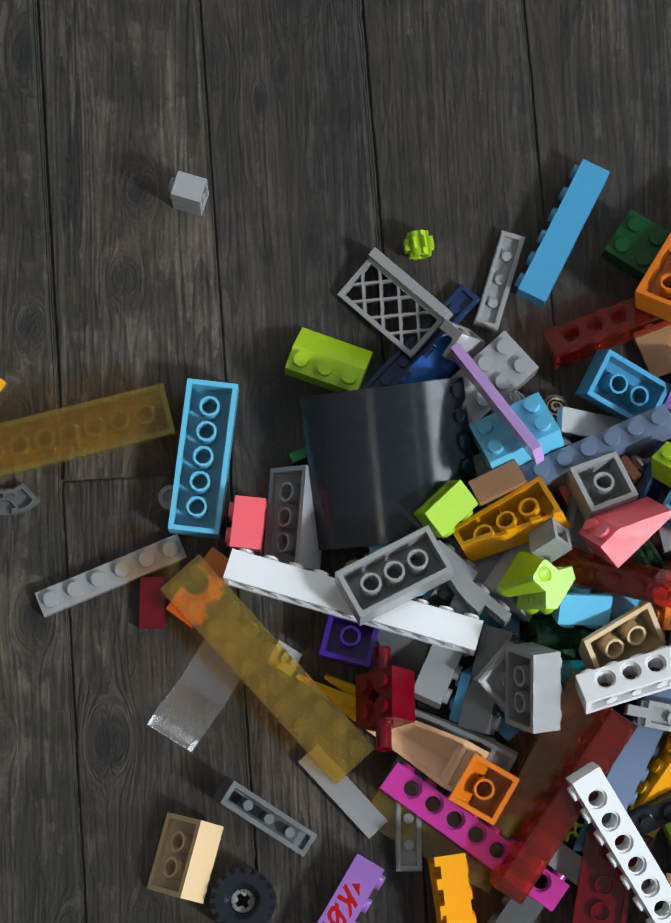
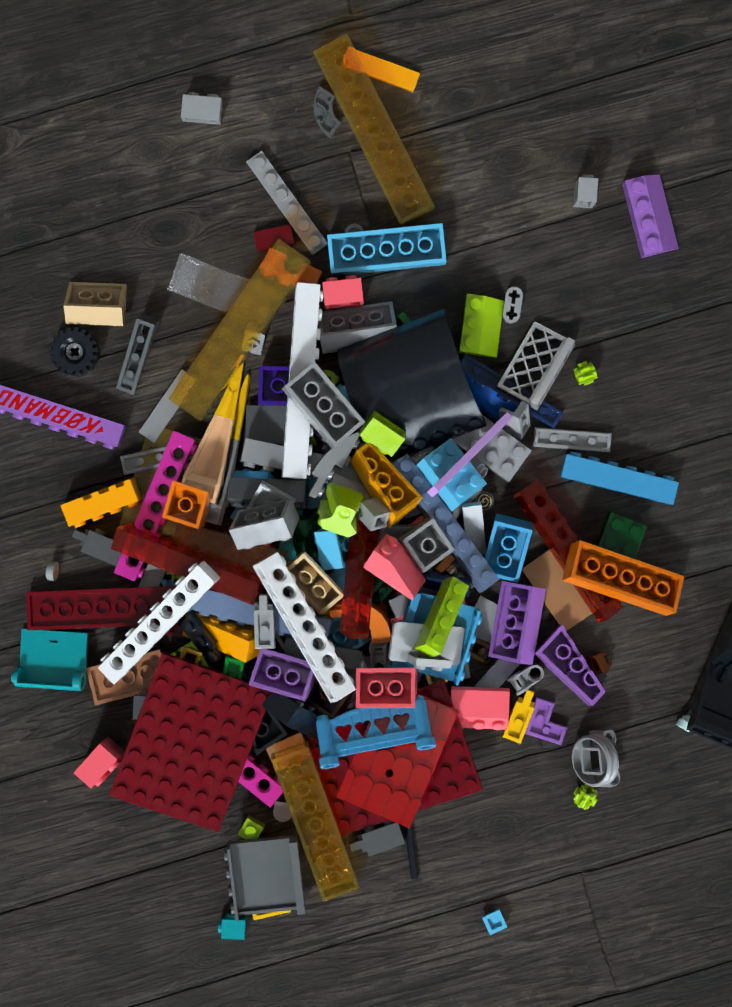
camera: 80 degrees right, 10 degrees up
(236, 124) = (650, 215): none -> medium lavender slope
(311, 311) = (517, 306): none -> light grey beam
(384, 698) = (236, 419): dark red brick -> none
(497, 482) = (410, 467): medium nougat tile -> none

